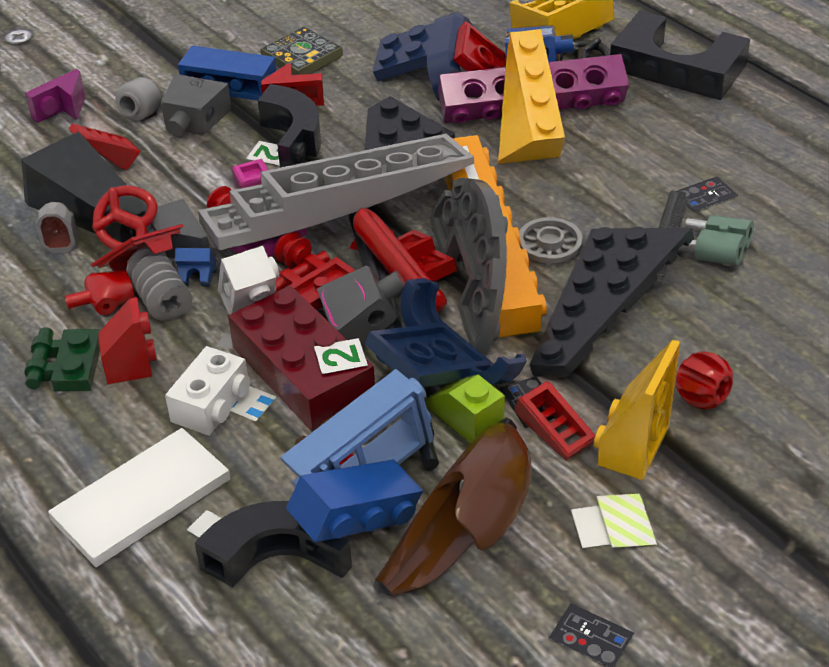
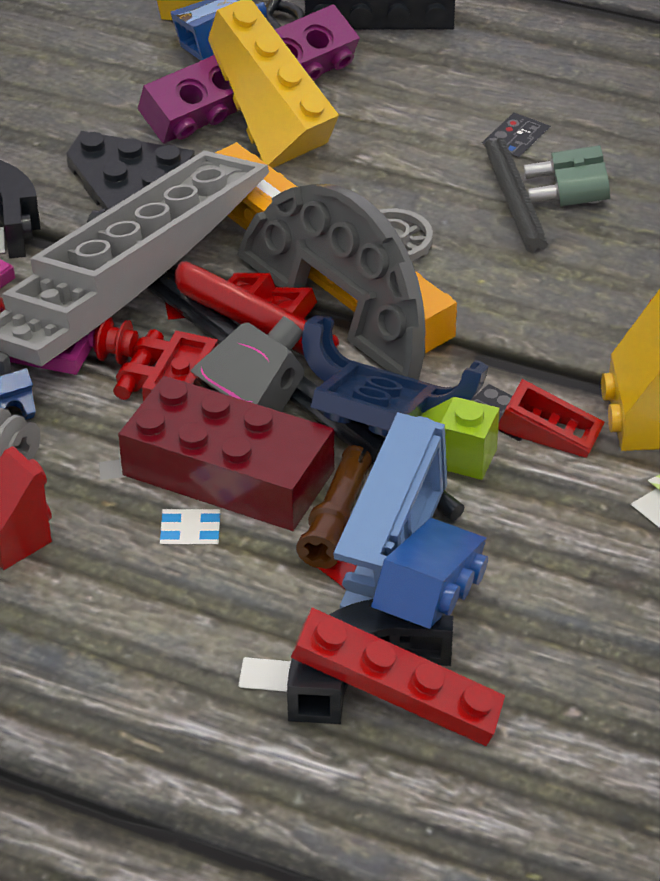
camera: 30 degrees left, 0 degrees up
(138, 496) = (156, 674): white tile -> none
(207, 390) = (147, 528): white brick -> none
(246, 278) = (109, 391): white brick -> none
(278, 570) = (398, 676): none -> red plate
(340, 356) = (290, 430): white sticker -> none
(421, 47) = (82, 62): dark blue piece -> none
(475, 51) = (155, 47): red plate -> none
(494, 487) = (554, 494): reddish brown piece -> none
(606, 280) = (496, 262): black wing -> none

